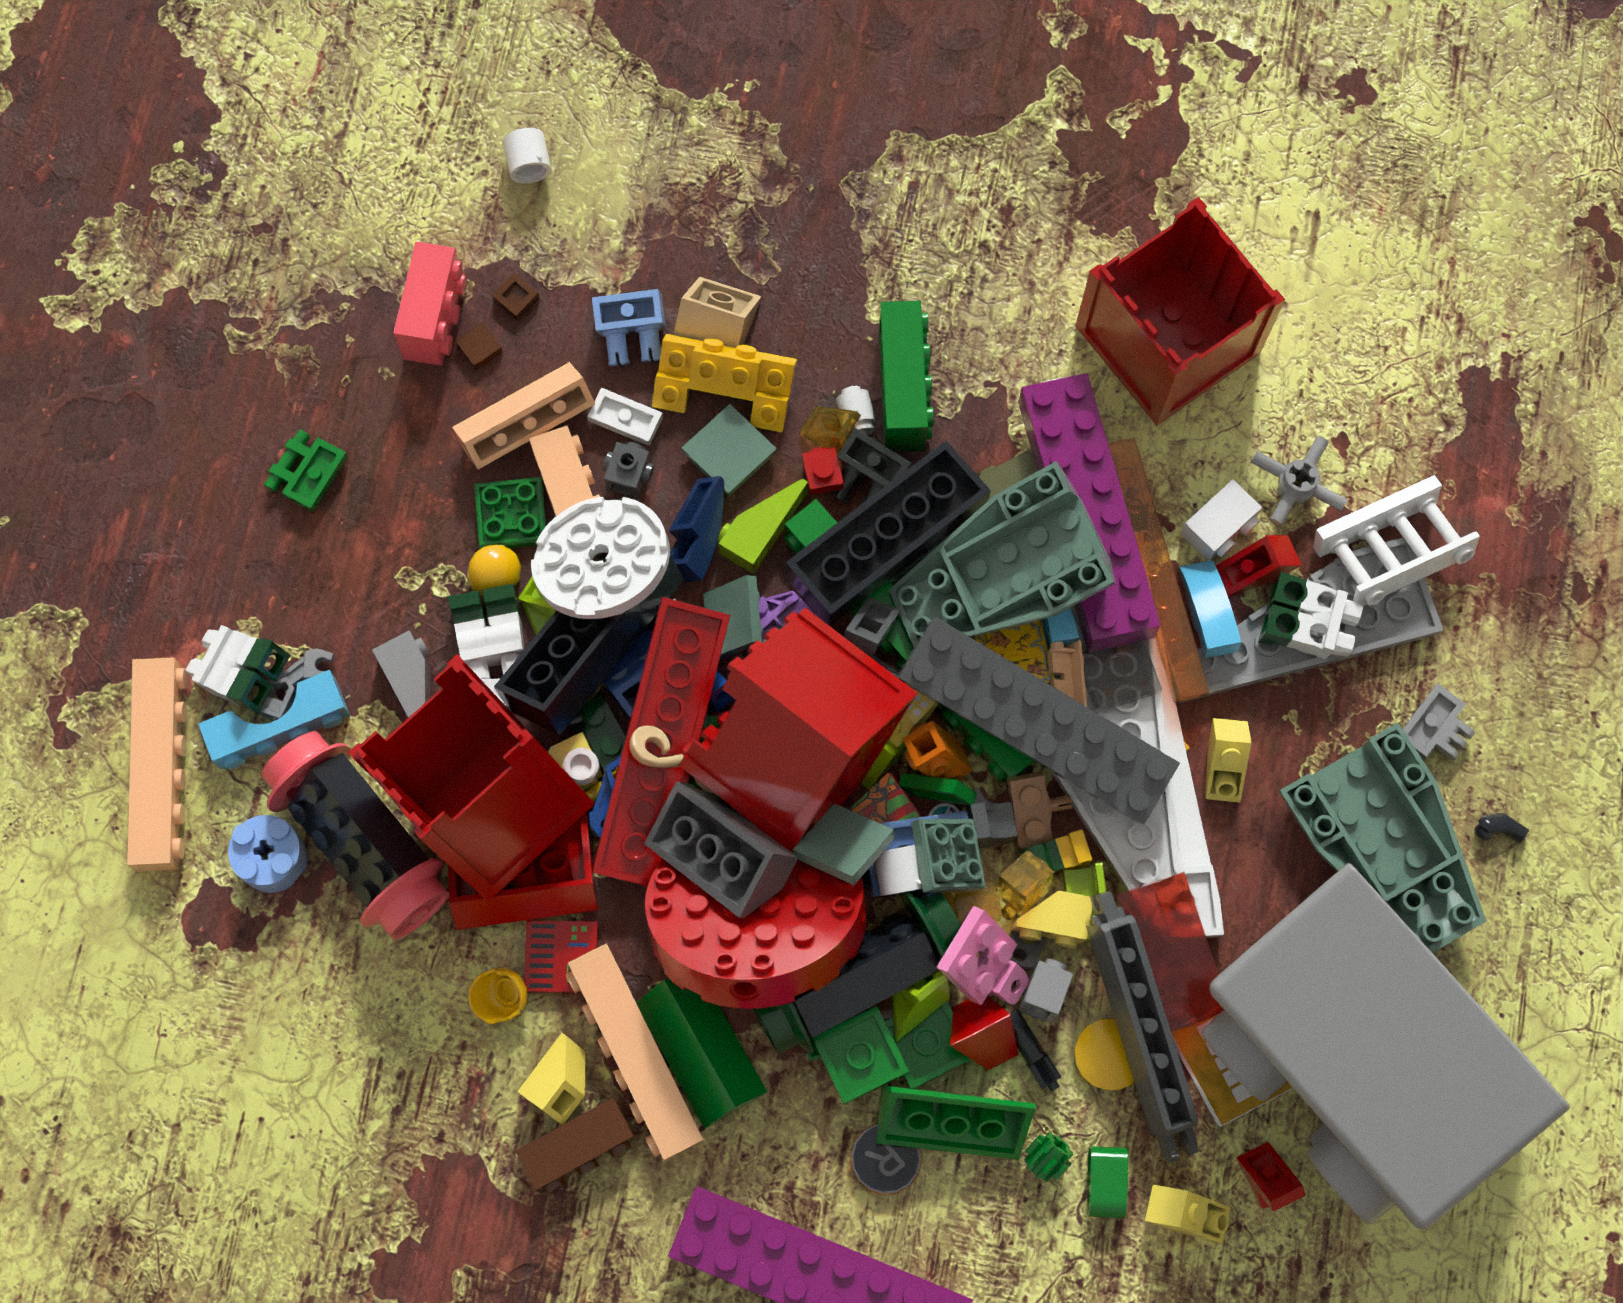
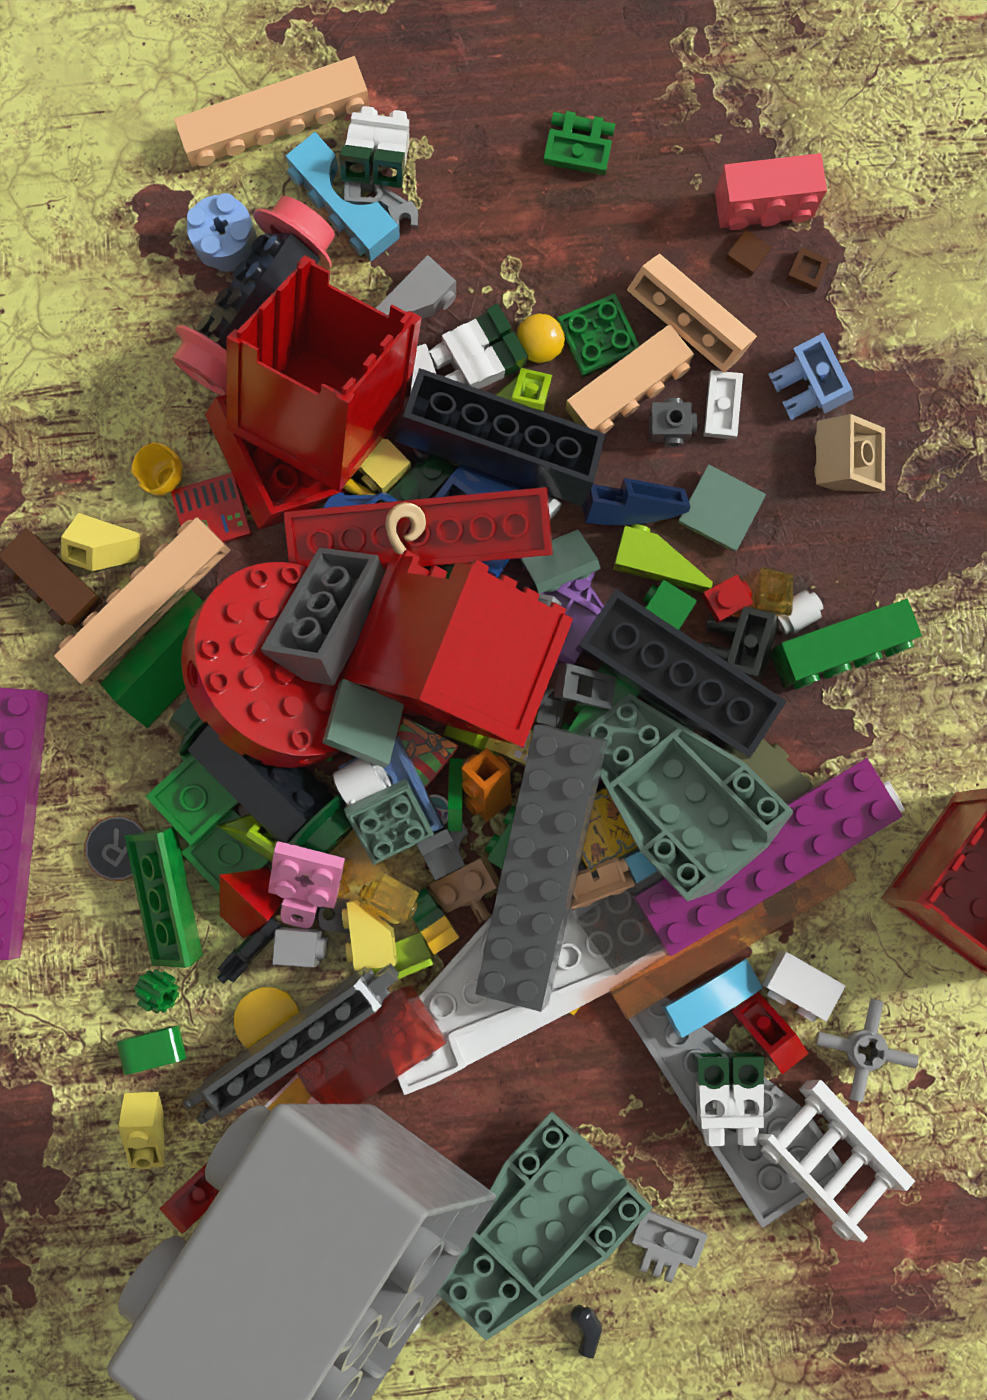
camera: 70 degrees right, 10 degrees up
(527, 155) = (949, 230): white piece -> none
(581, 765) = (377, 471): white tile -> none
(593, 589) = (572, 452): white plate -> none
(724, 371) = (795, 481): yellow bracket -> none
(1227, 759) = (571, 1054): light yellow slope -> none

